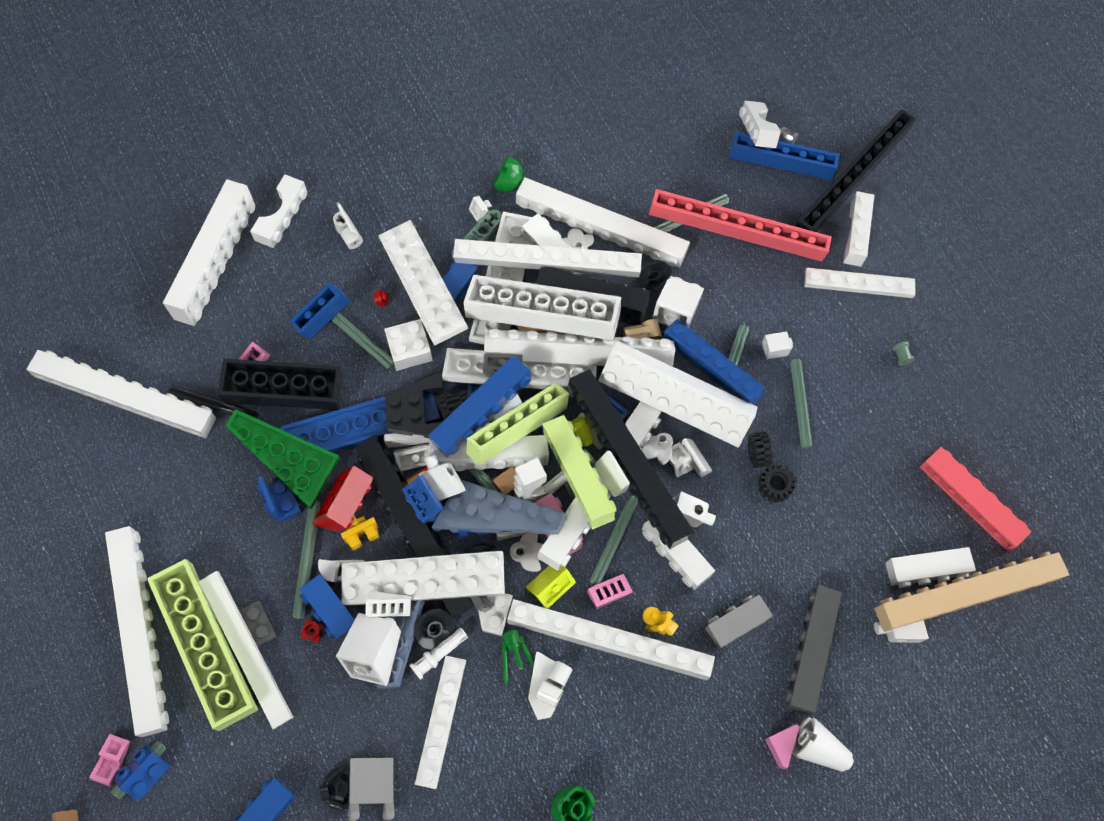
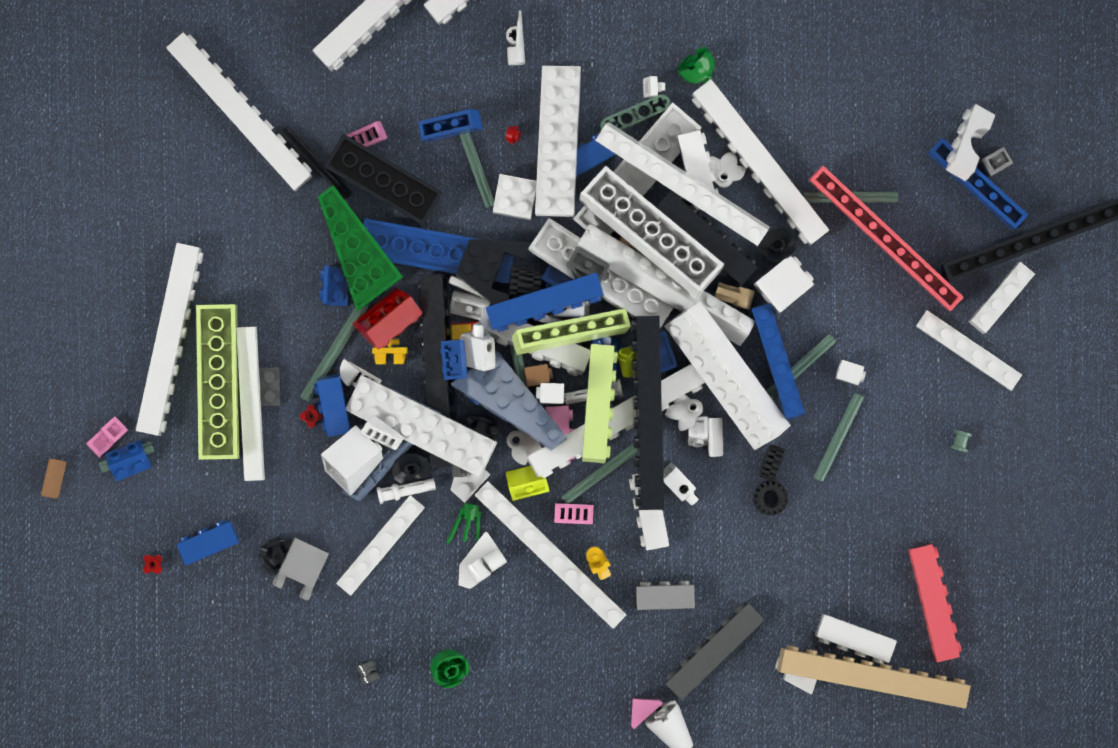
camera: 30 degrees right, 20 degrees up
(612, 474) = (625, 421): white slope -> none

